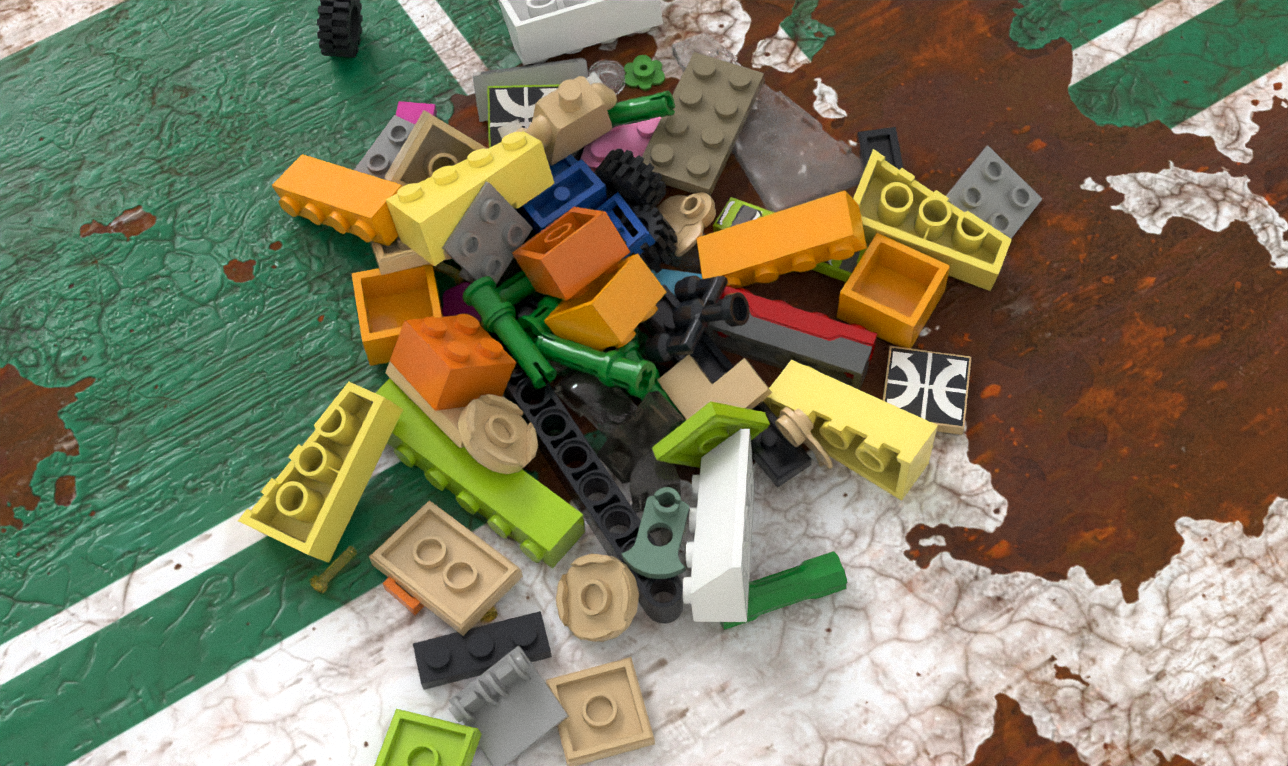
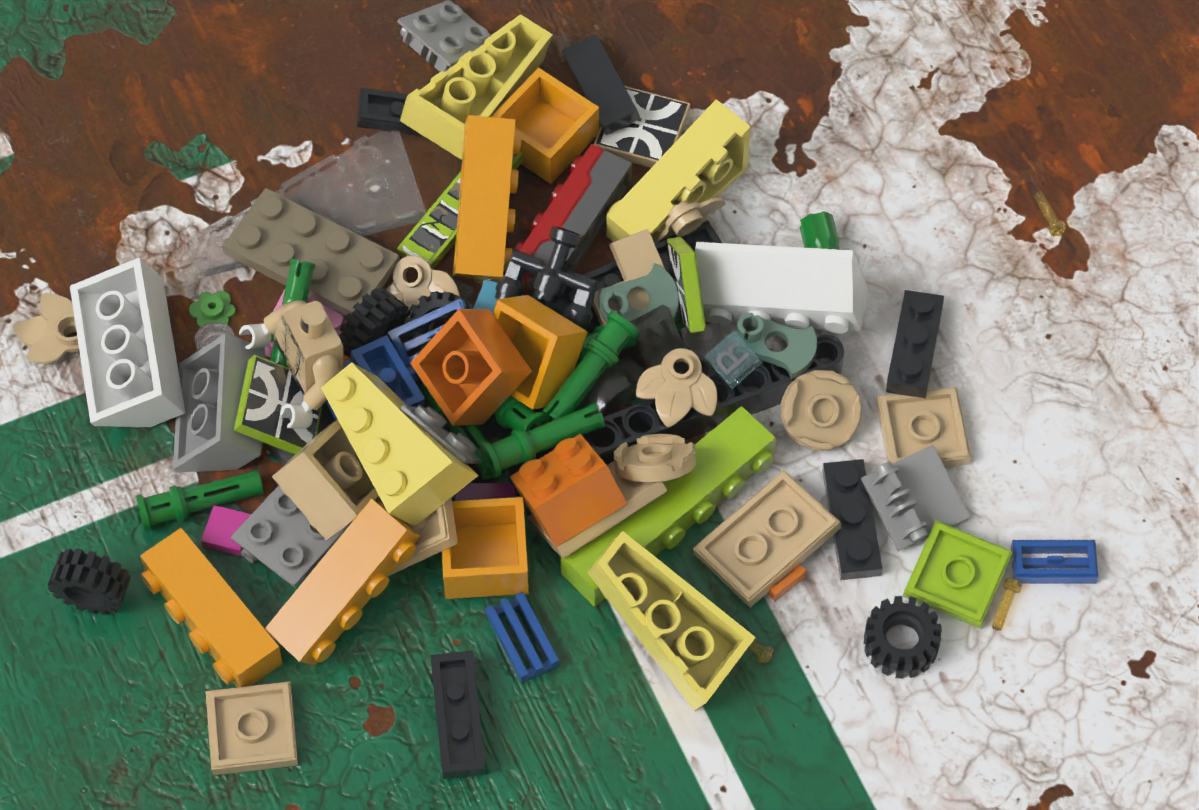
camera: 85 degrees left, 0 degrees up
(223, 174) = (251, 728): none -> tan tile
(236, 324) = (457, 715): none -> black plate
(321, 361) = (508, 608): none -> blue tile
(330, 115) = (210, 610): none -> light orange brick
(350, 736) = (902, 659): none -> black tyre
(435, 79) = (248, 486): none -> green pin
(583, 447) = (678, 392): none -> tan plate
(627, 493) = (733, 359): none -> clear light blue tile
(686, 380) = (658, 286): none -> sand green piece
(701, 689) = (915, 344): none -> black plate
(963, 340) = (601, 84): none -> black tile

